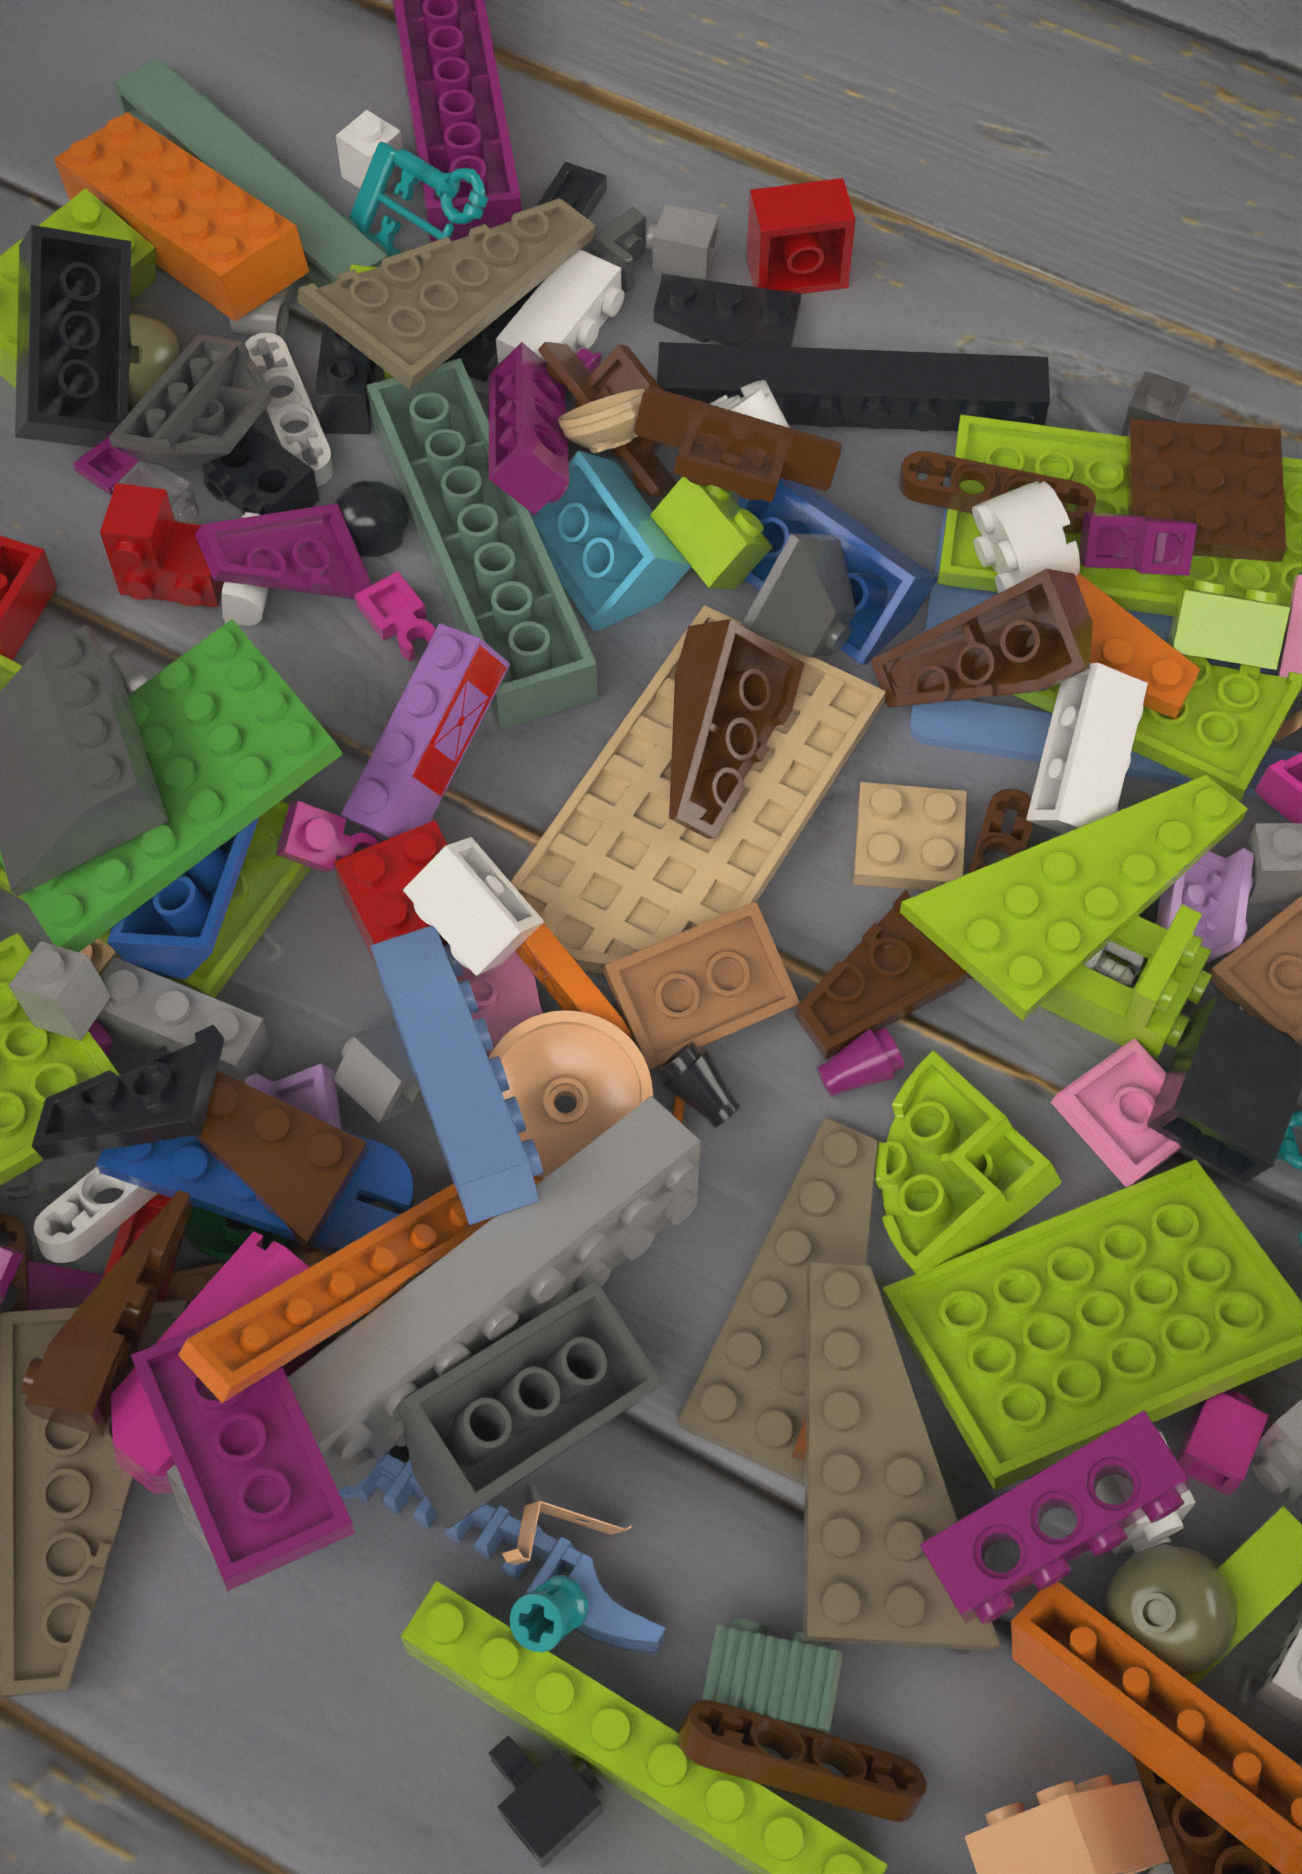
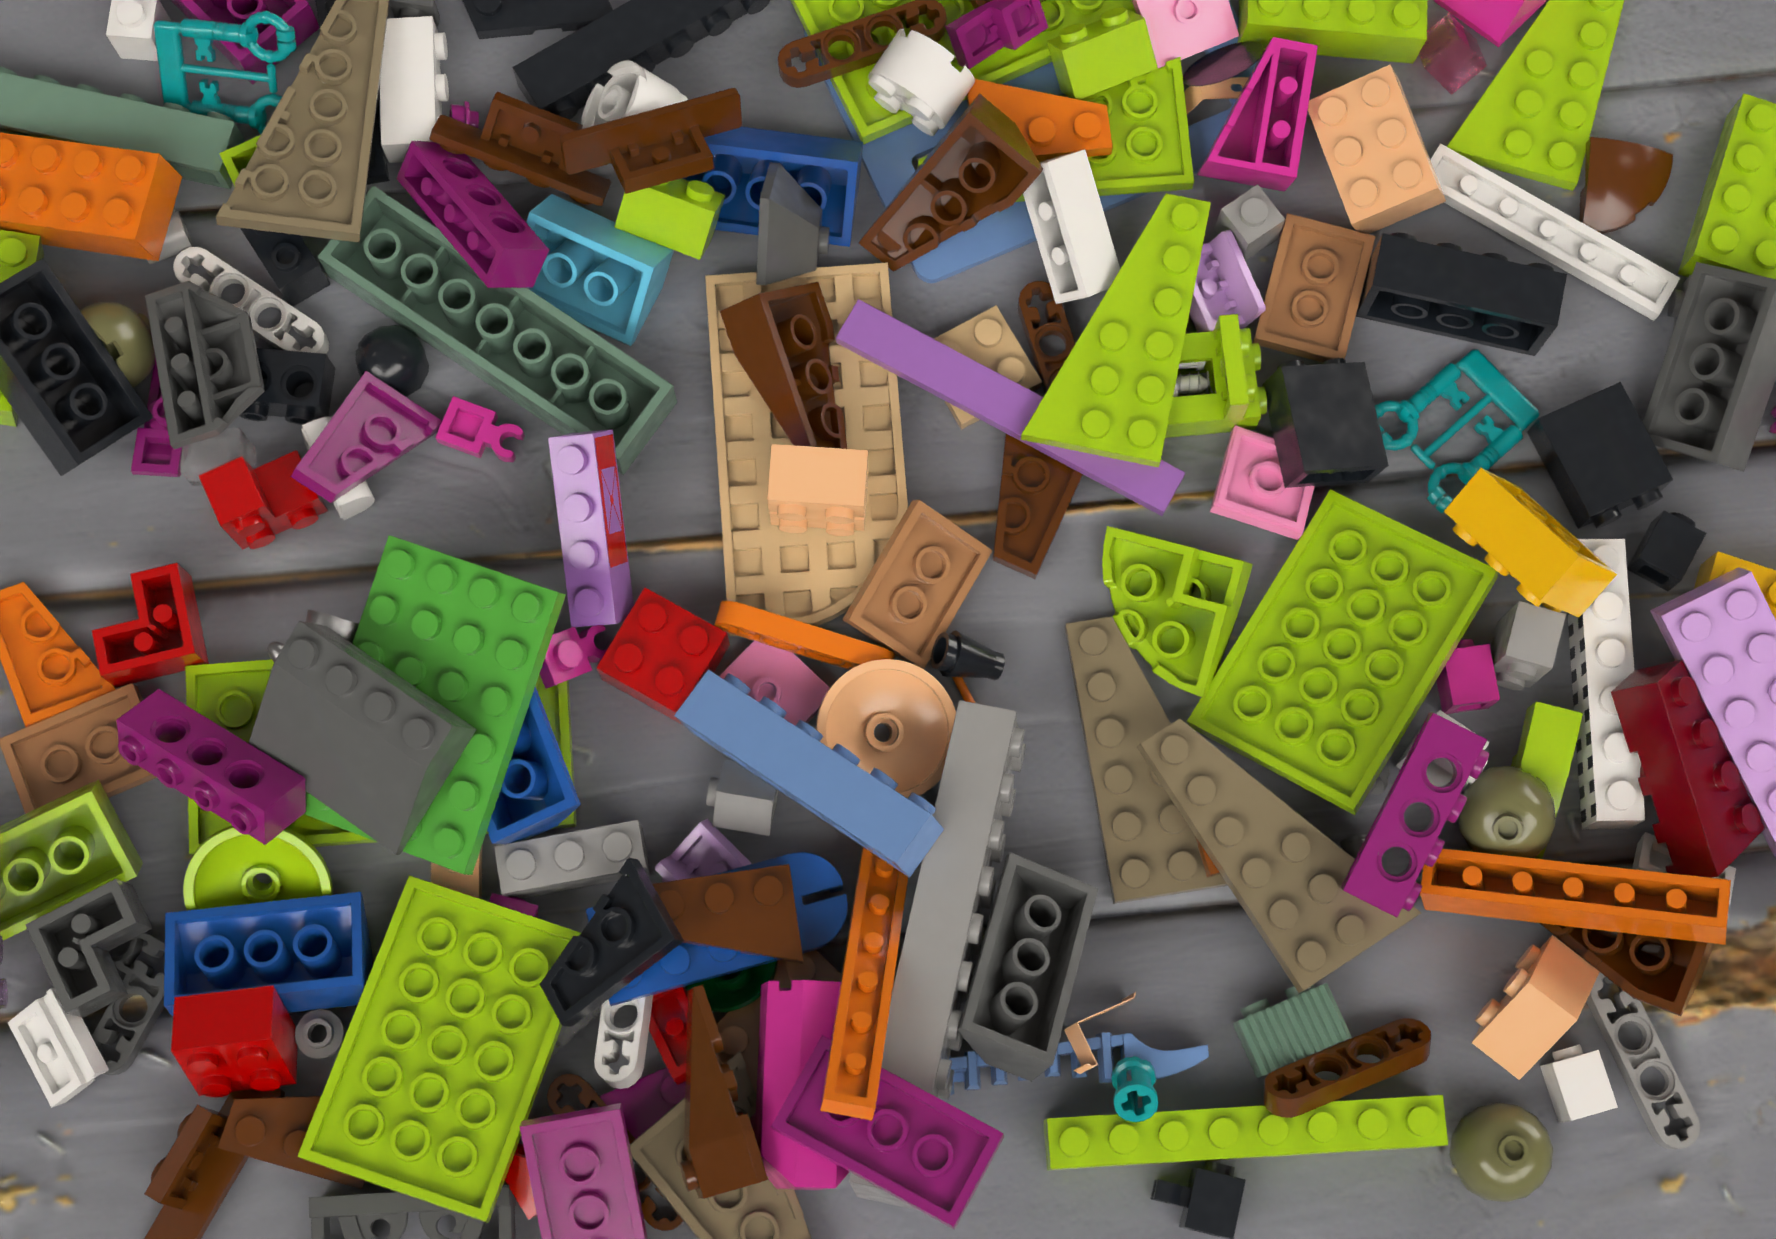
camera: 35 degrees left, 15 degrees up
(60, 990) = (489, 902): light grey brick -> none
(472, 906) = (734, 642): white brick -> none
(603, 422) = (531, 172): tan piece -> none
(663, 827) = (818, 489): none -> light nougat piece
(862, 1063) = (1064, 566): magenta cone -> none
(903, 871) = (992, 400): none -> medium lavender tile

